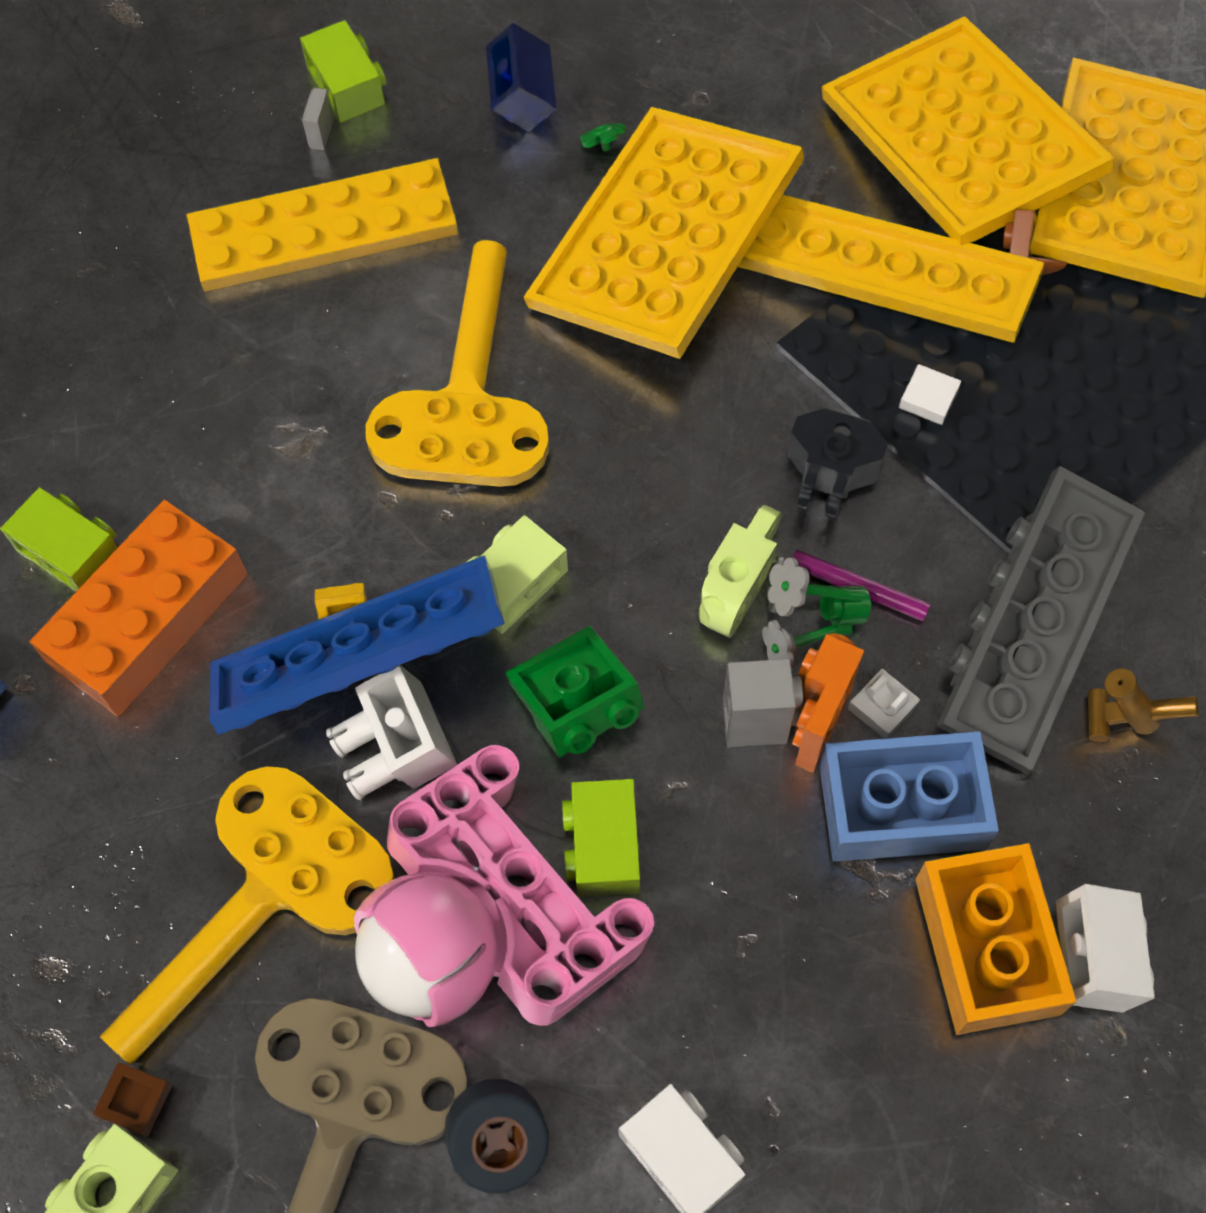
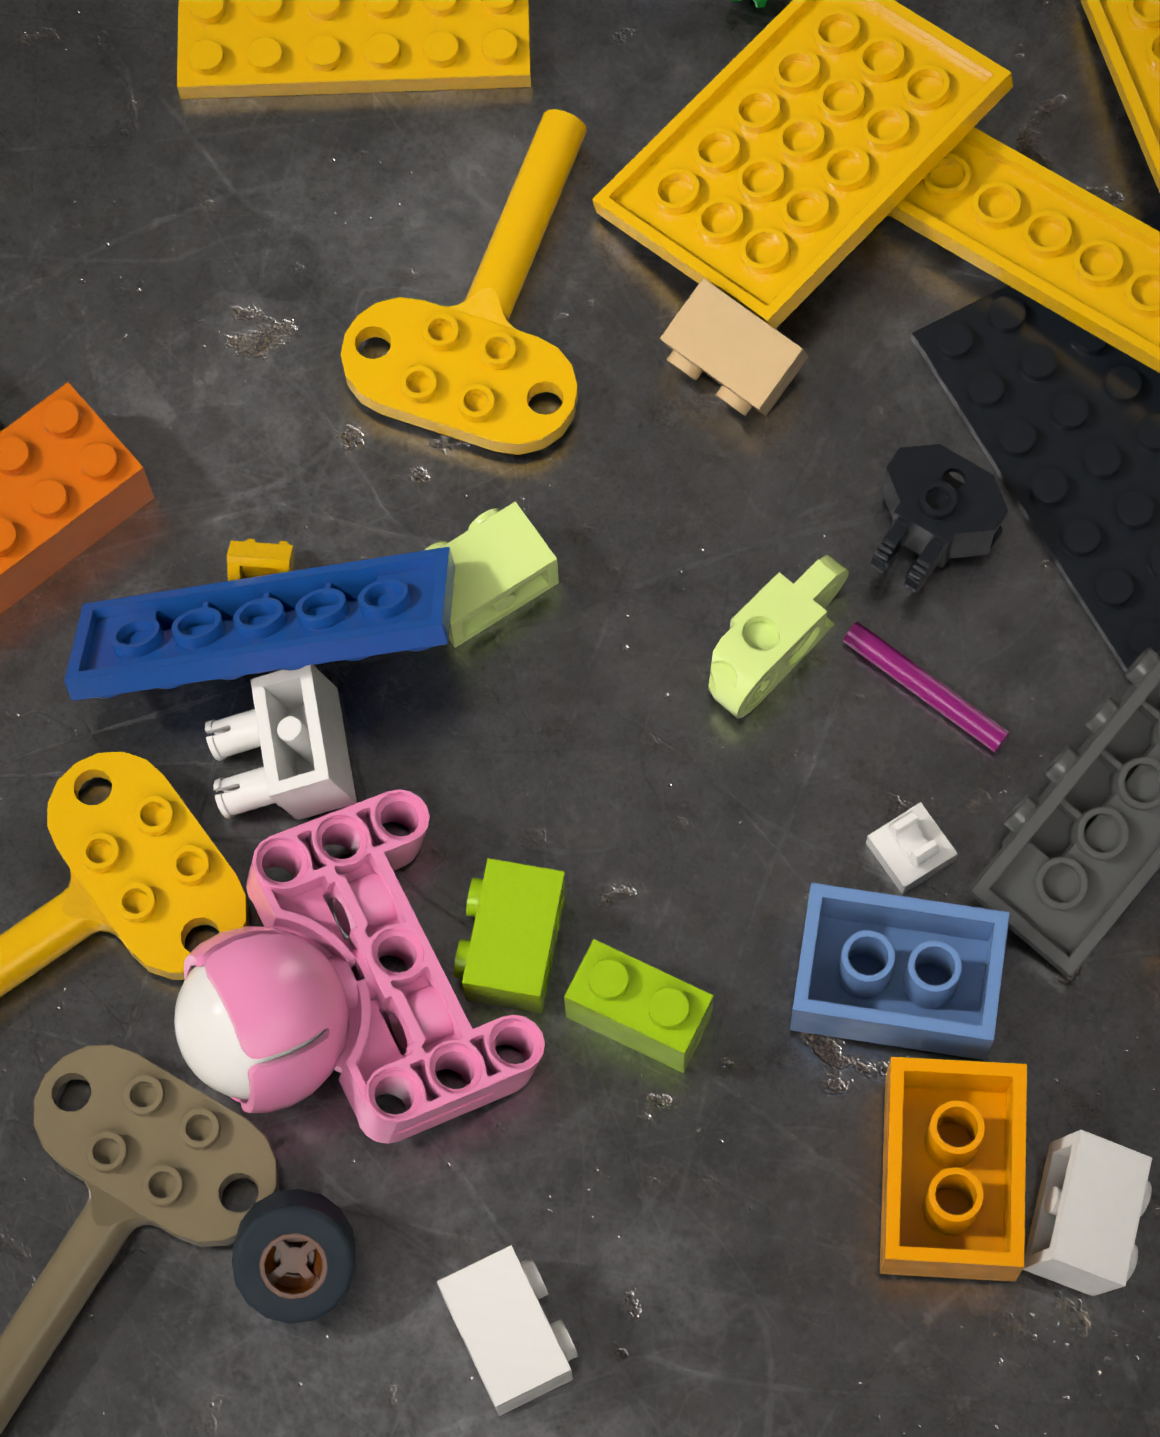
camera: 15 degrees right, 5 degrees up
(577, 691) = (526, 744): green plate -> none
(654, 376) = (732, 348): none -> tan brick
(715, 869) = (638, 1005): none -> lime brick
(760, 702) = (748, 812): light grey brick -> none
(787, 590) = (889, 706): plant -> none
(826, 686) = (837, 813): orange plate -> none
(929, 394) = (1090, 452): white tile -> none

